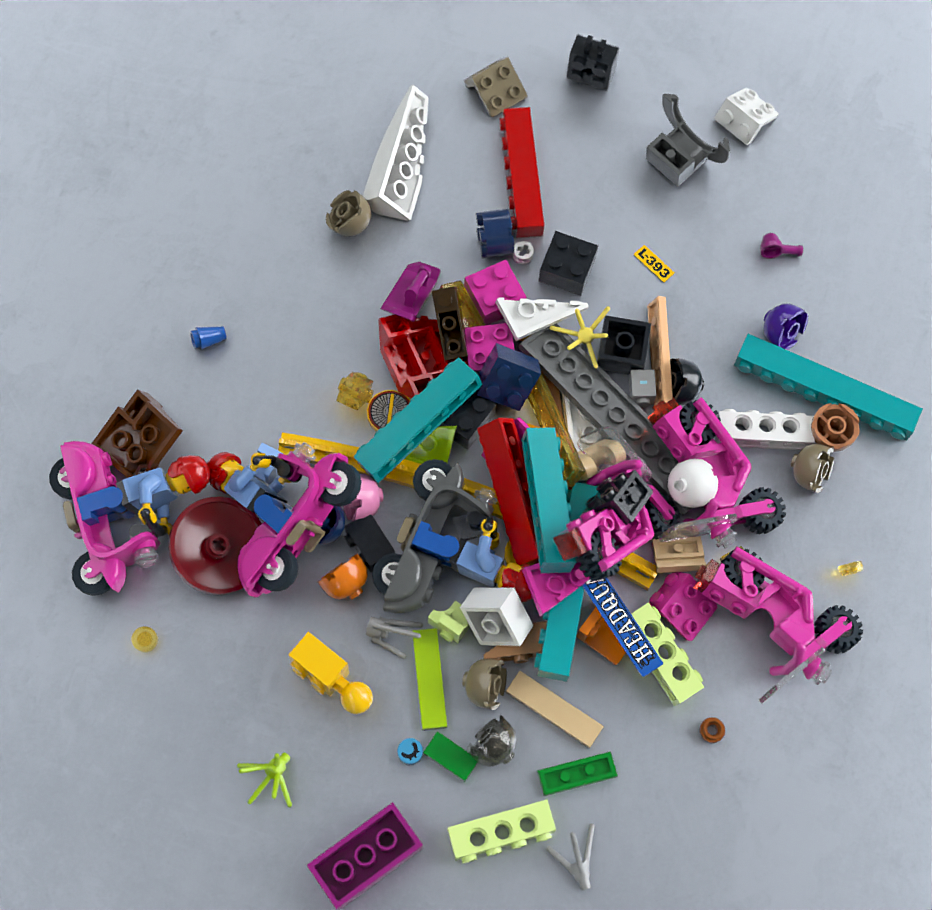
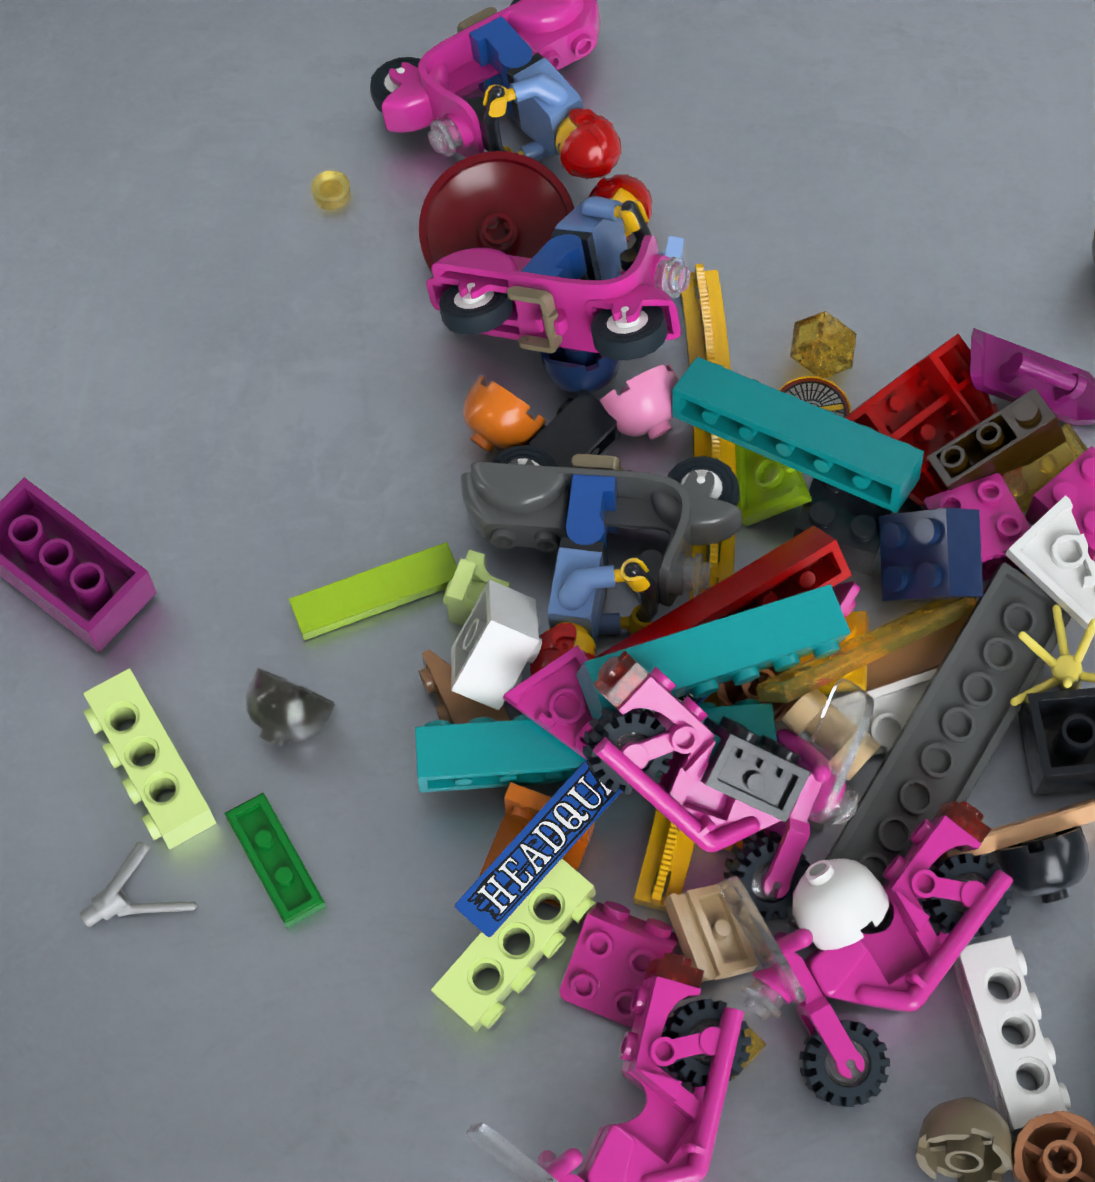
camera: 80 degrees right, 5 degrees down
(138, 435) = (641, 76): reddish brown slope -> none
(207, 336) = (838, 125): blue cone -> none
(273, 770) = (171, 409): lime plant -> none
(329, 674) = (338, 430): yellow brick -> none
(381, 627) = (434, 496): light grey plant -> none
(410, 751) = (249, 593): dark azure tile -> none
(450, 756) = (256, 648): green tile -> none
(485, 682) = (384, 671): dark tan cylinder -> none
(554, 709) = (374, 798): tan tile -> none
(642, 387) = (1009, 795): light grey brick -> none
(717, 724) = (401, 1056): dark orange plate -> none

